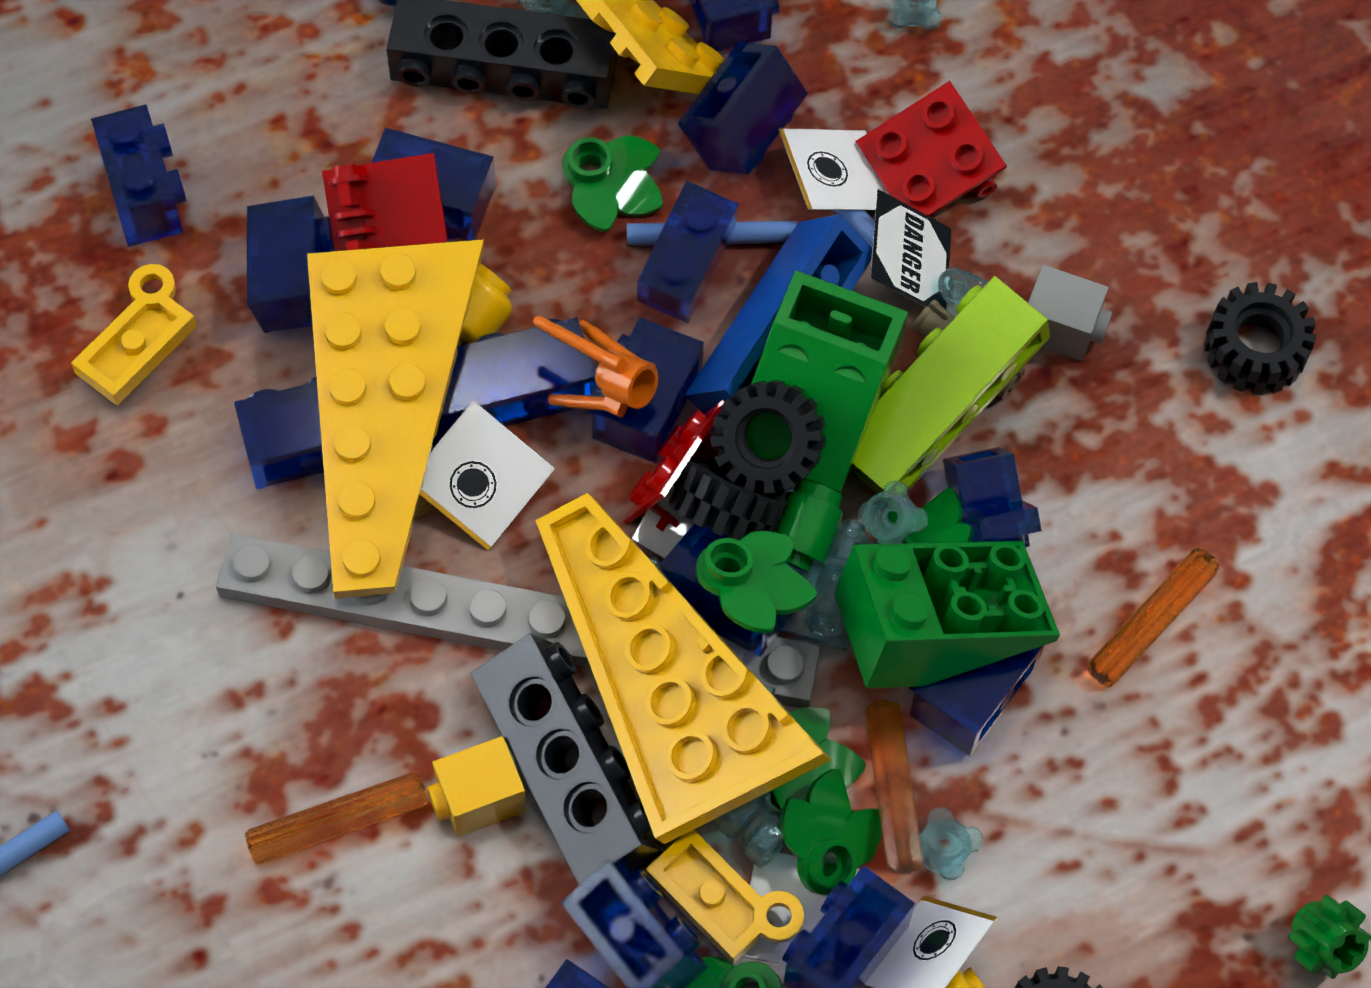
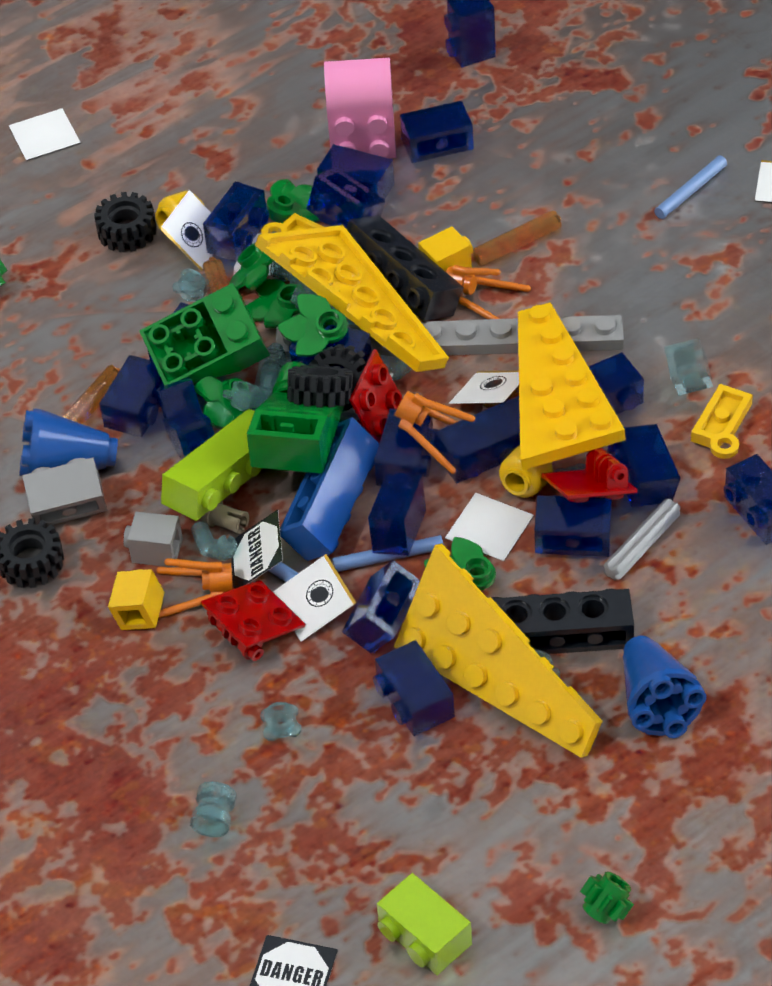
camera: 175 degrees right, 15 degrees down
(152, 422) = (688, 366): none -> clear light blue brick
(355, 151) = (641, 539): none -> light grey axle
(464, 719) = (467, 278): none -> orange plant
(548, 257) = (490, 525): none -> white sticker
(979, 229) = (215, 577): none -> orange plant
(1080, 583) = (131, 398): none -> clear blue brick
(1100, 210) = (136, 599): none -> yellow brick
(1200, 414) = (65, 491): none -> light grey brick
(1201, 498) = (58, 440): none -> blue cone

